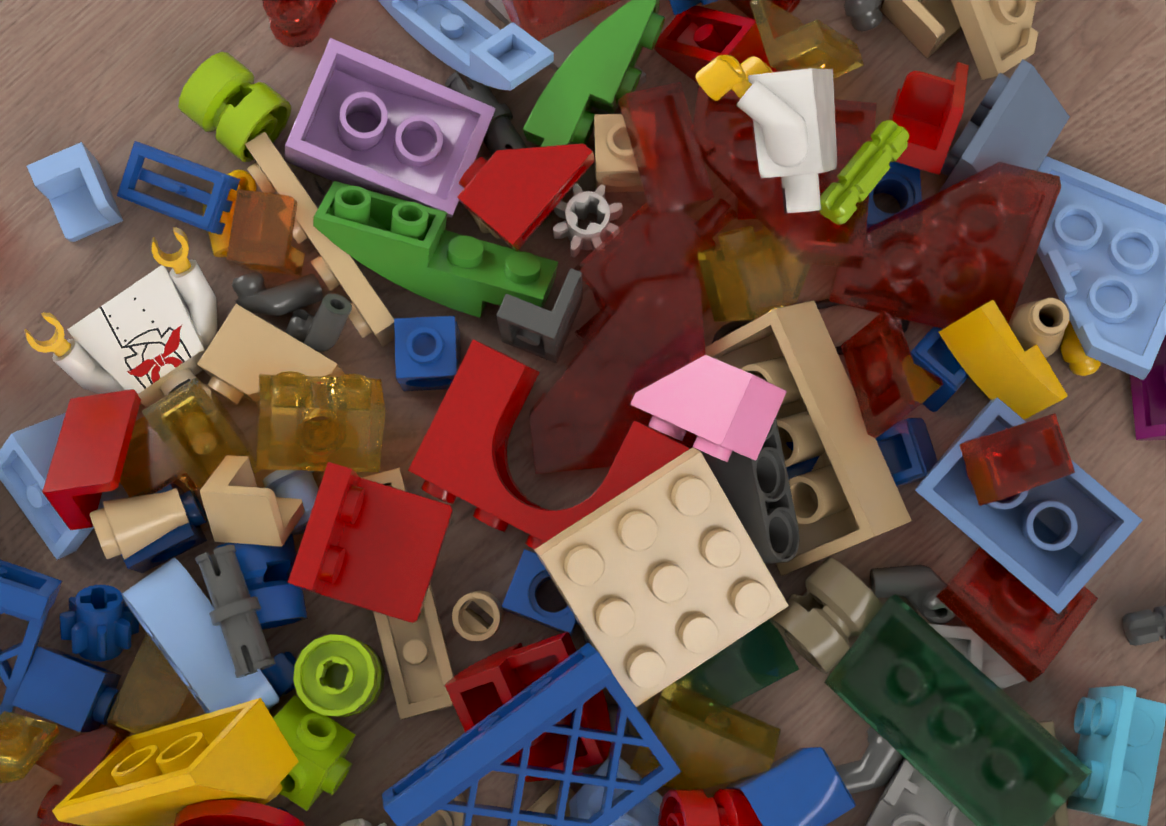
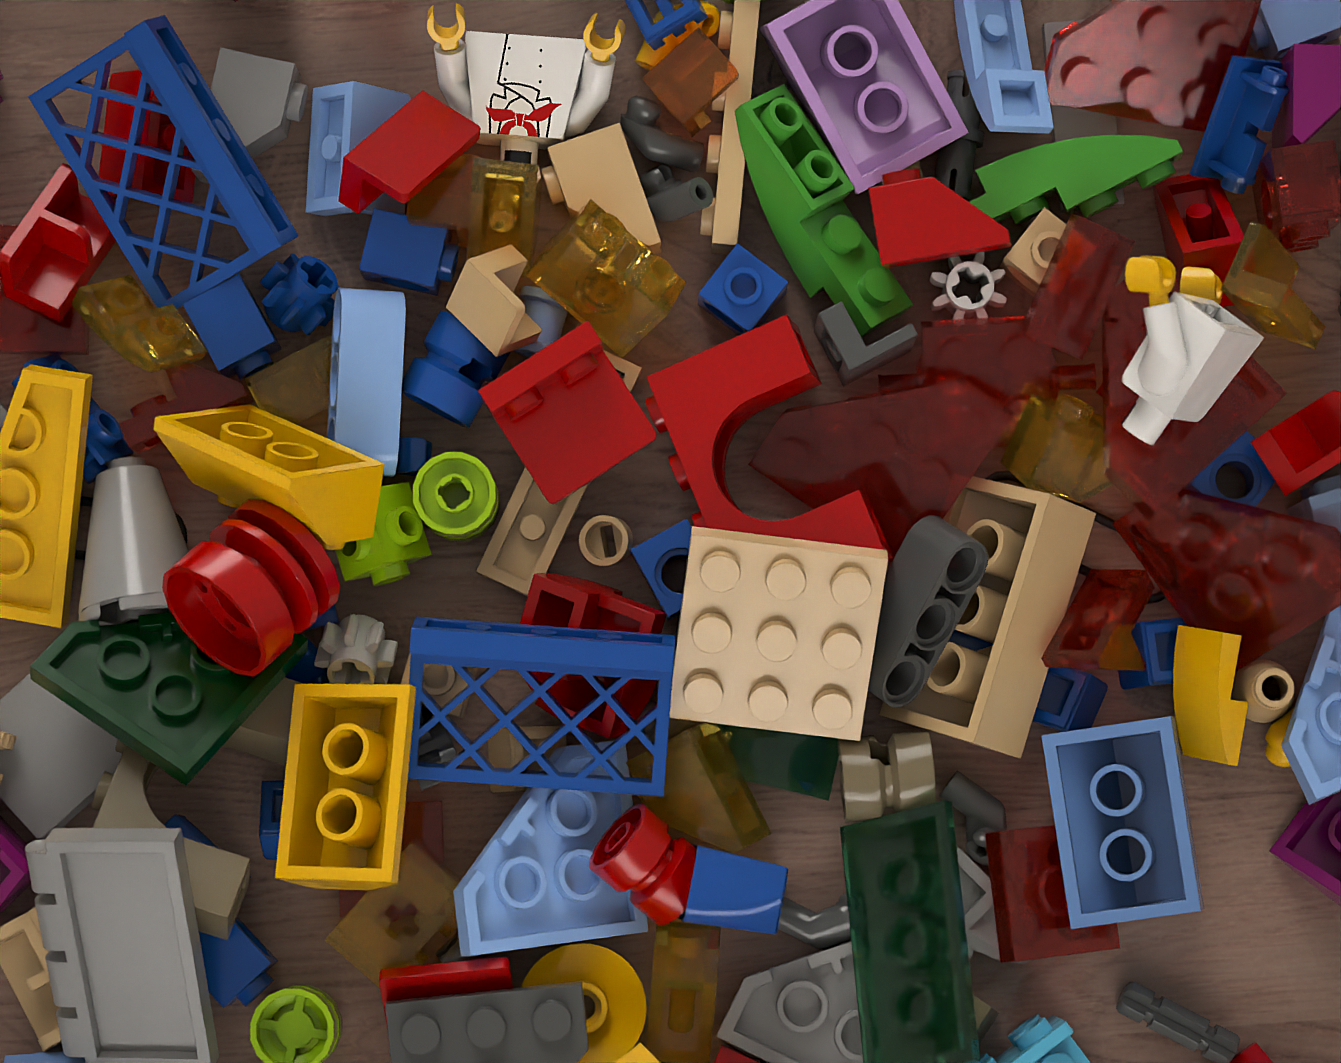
camera: 40 degrees right, 5 degrees up
(137, 521) = (398, 240): tan cone -> none
(235, 611) = (418, 377): dark grey pin -> none
(717, 403) = (933, 532): bright pink slope -> none
(863, 171) = (1217, 443): lime axle -> none
(1016, 459) = (1137, 775): clear red slope -> none

